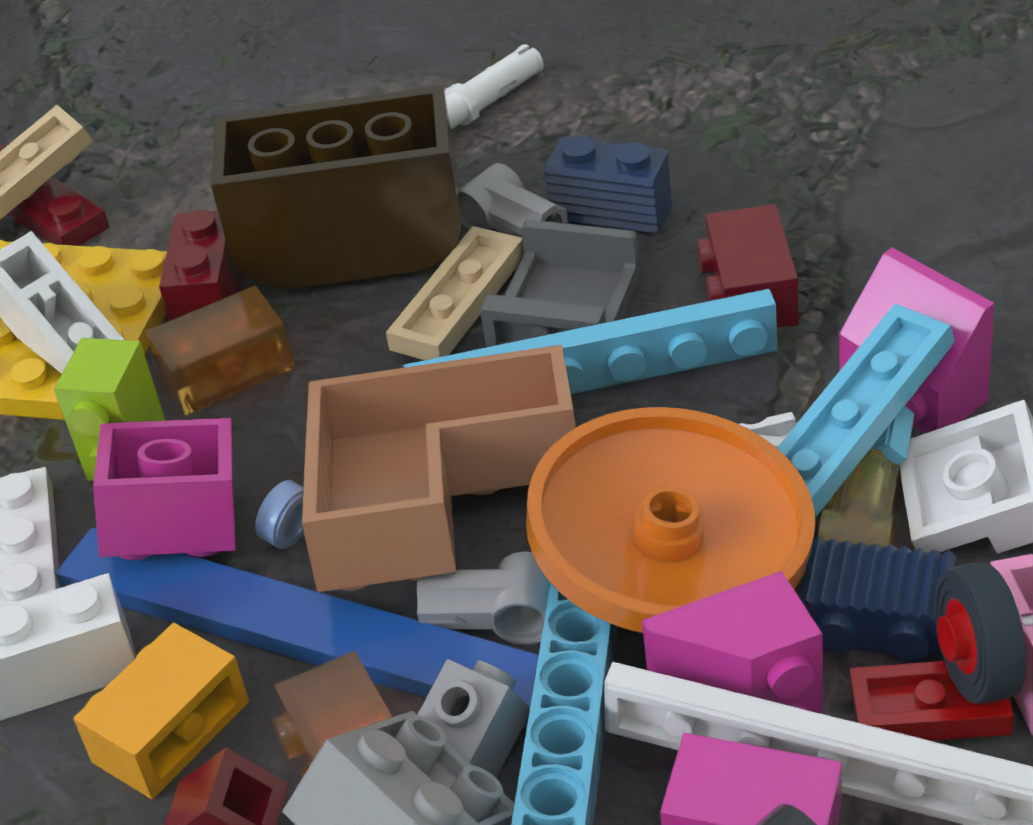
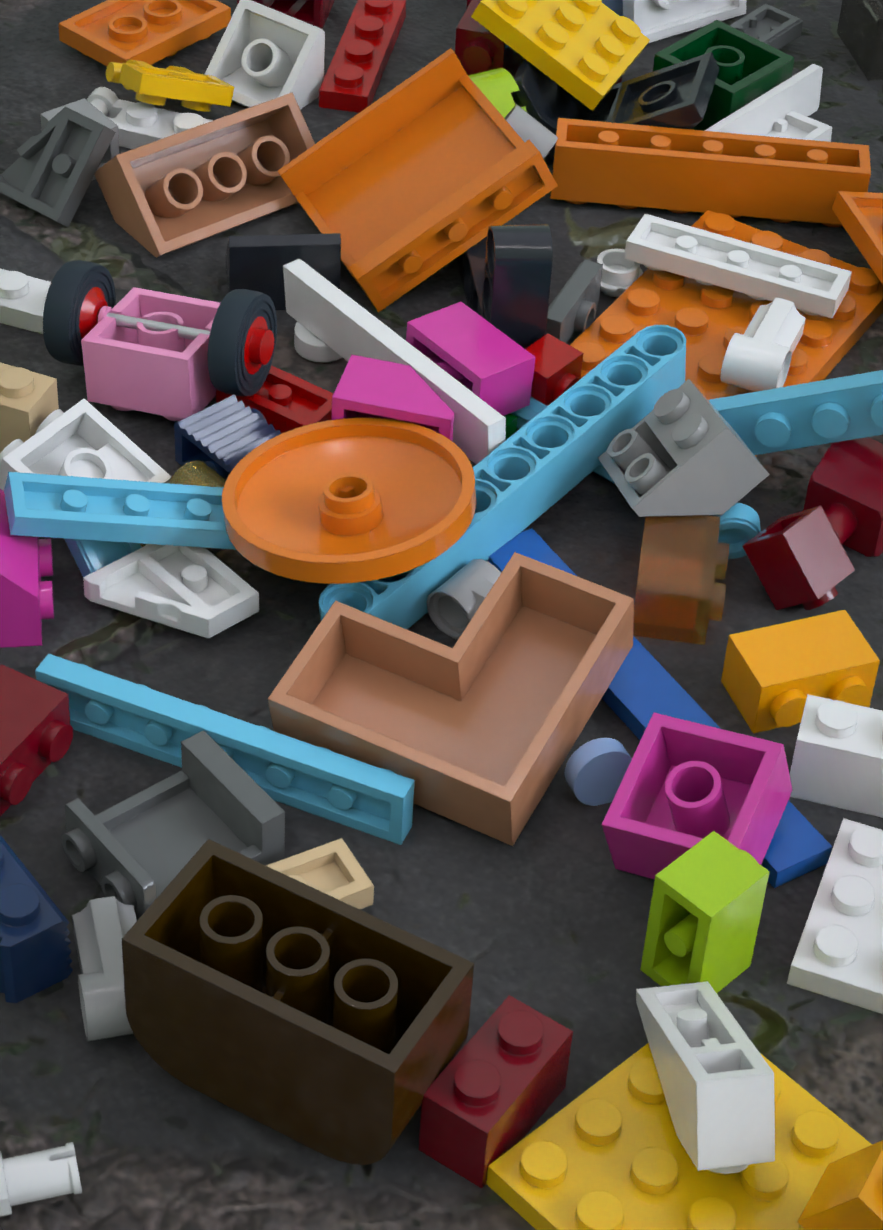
camera: 155 degrees left, 0 degrees up
(220, 349) = (550, 969): clear orange brick -> none
(477, 712) = (587, 524): light grey brick -> none

